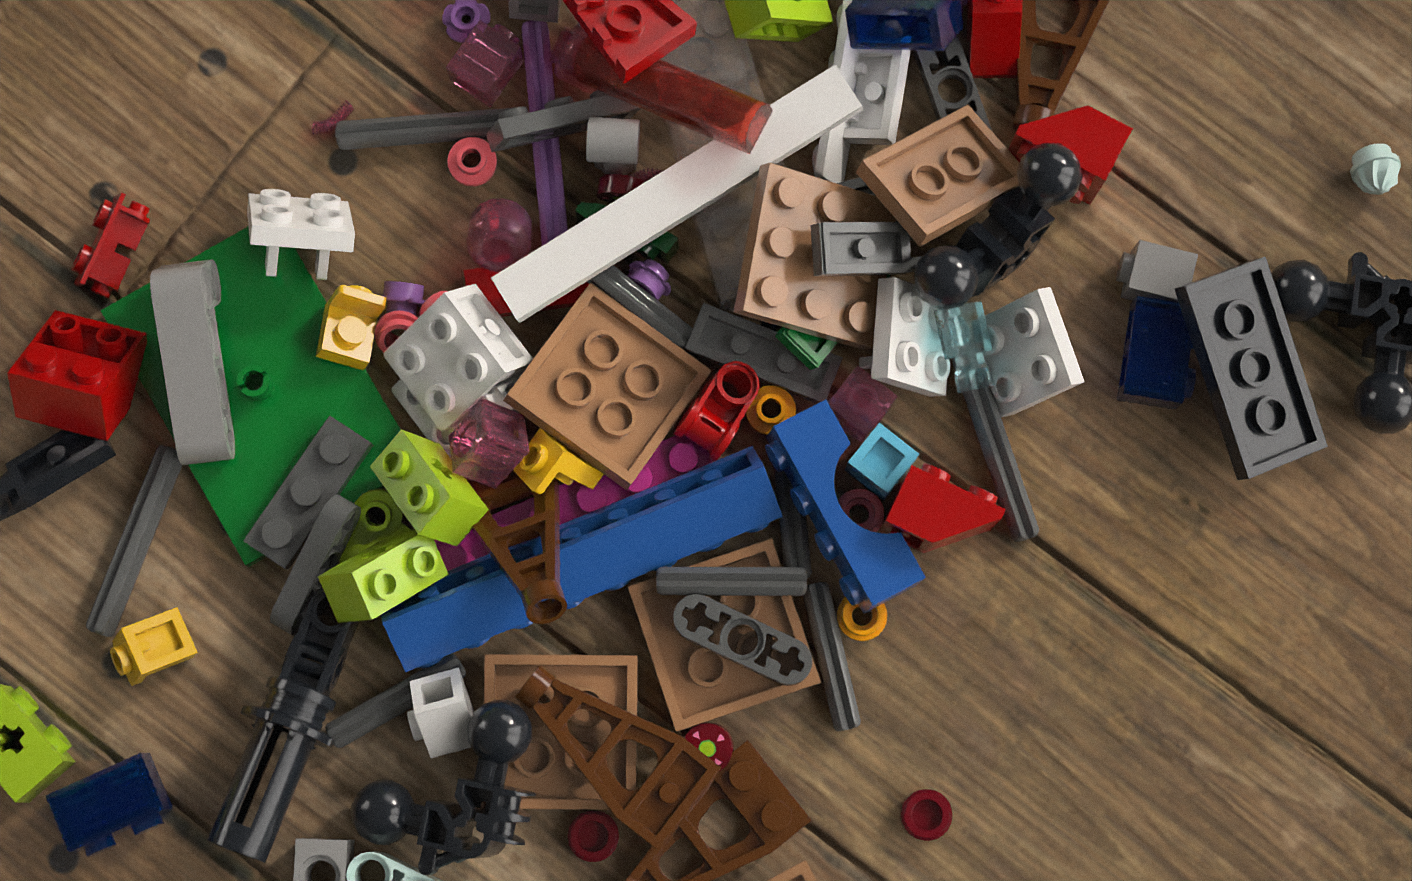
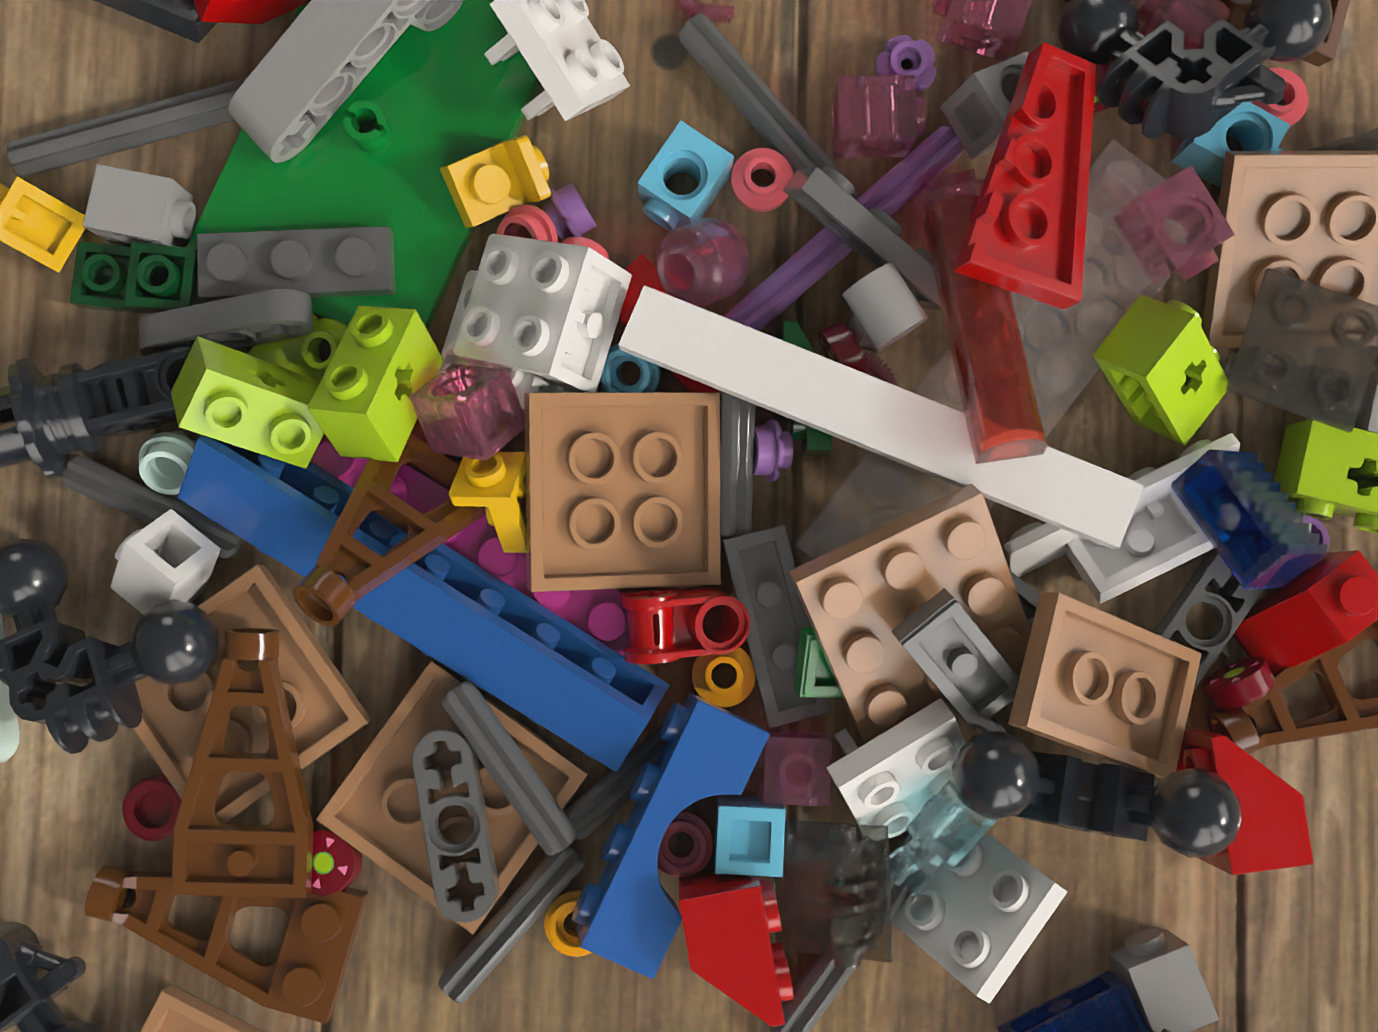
camera: 50 degrees right, 5 degrees up
(198, 569) = (139, 208): none -> light grey brick
(238, 605) = (133, 277): none -> dark green slope
(376, 664) = (165, 461): none -> light aqua plate
(430, 190) = (684, 153): none -> medium azure brick
(542, 318) = (611, 378): none -> medium azure plate
(955, 431) = (835, 891): none -> clear smoke hinge
(1006, 94) = (1240, 683): none -> dark red tile

